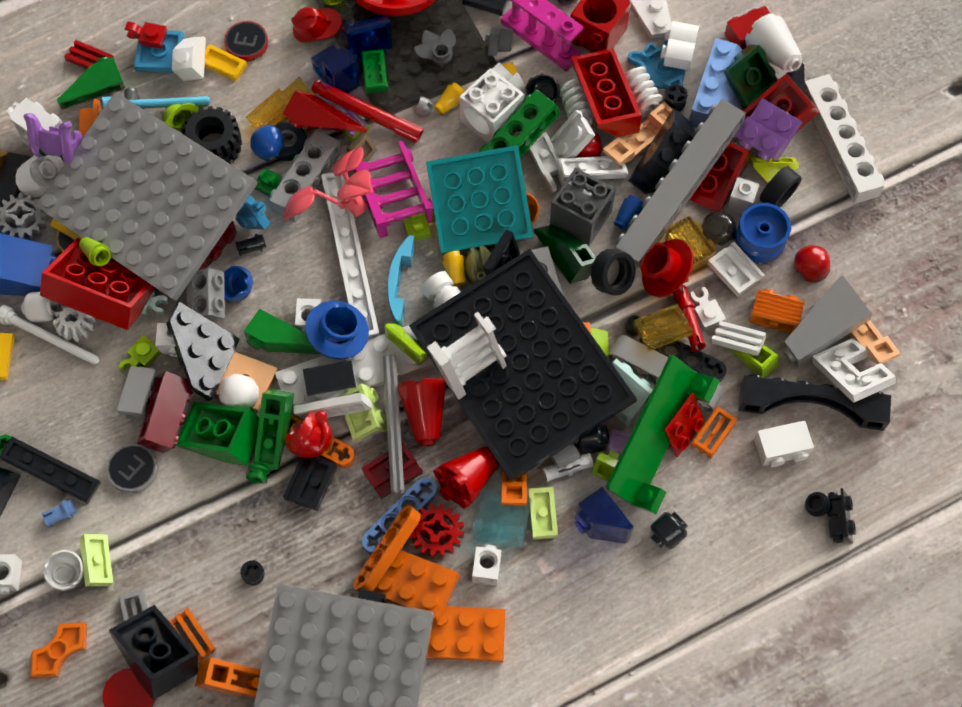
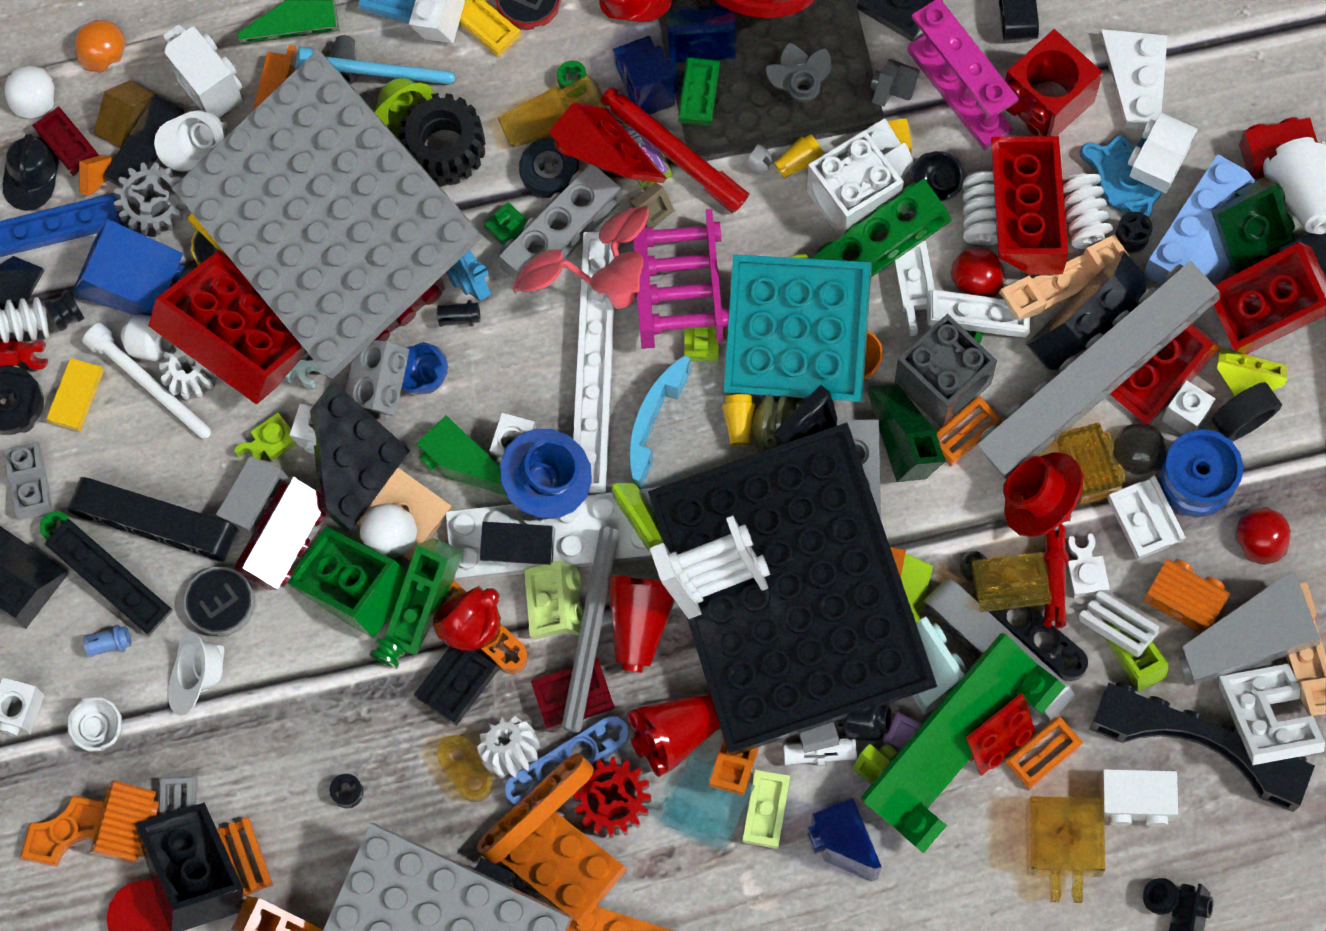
camera: 20 degrees right, 5 degrees up
(52, 142) = (217, 105): medium lavender hair -> none
(71, 424) = (152, 519): none -> black beam
(95, 637) = (116, 829): none -> orange brick
(96, 252) = (238, 281): lime cone -> none
(96, 560) = (141, 720): yellowish green plate -> none
(126, 517) = (195, 670): none -> white piece
(267, 142) = (518, 165): blue hair -> none
(286, 77) = (571, 67): none -> green bush
(332, 537) = (465, 769): none -> clear yellow plate
(335, 406) = (514, 585): white tile -> none
(358, 514) = (508, 747): none -> white gear
(439, 288) = (708, 447): white wheel -> none
(482, 575) = (668, 879): white brick -> none
(572, 136) = (960, 260): white plate -> none
(600, 271) = (977, 494): black tyre -> none
(615, 228) = (987, 412): none -> orange tile
(629, 208) = (1015, 389): blue cone -> none
(668, 530) = (936, 879): black head -> none
(739, 495) = (1050, 856): none -> clear yellow hinge
(768, 130) = (1250, 322): medium lavender plate -> none

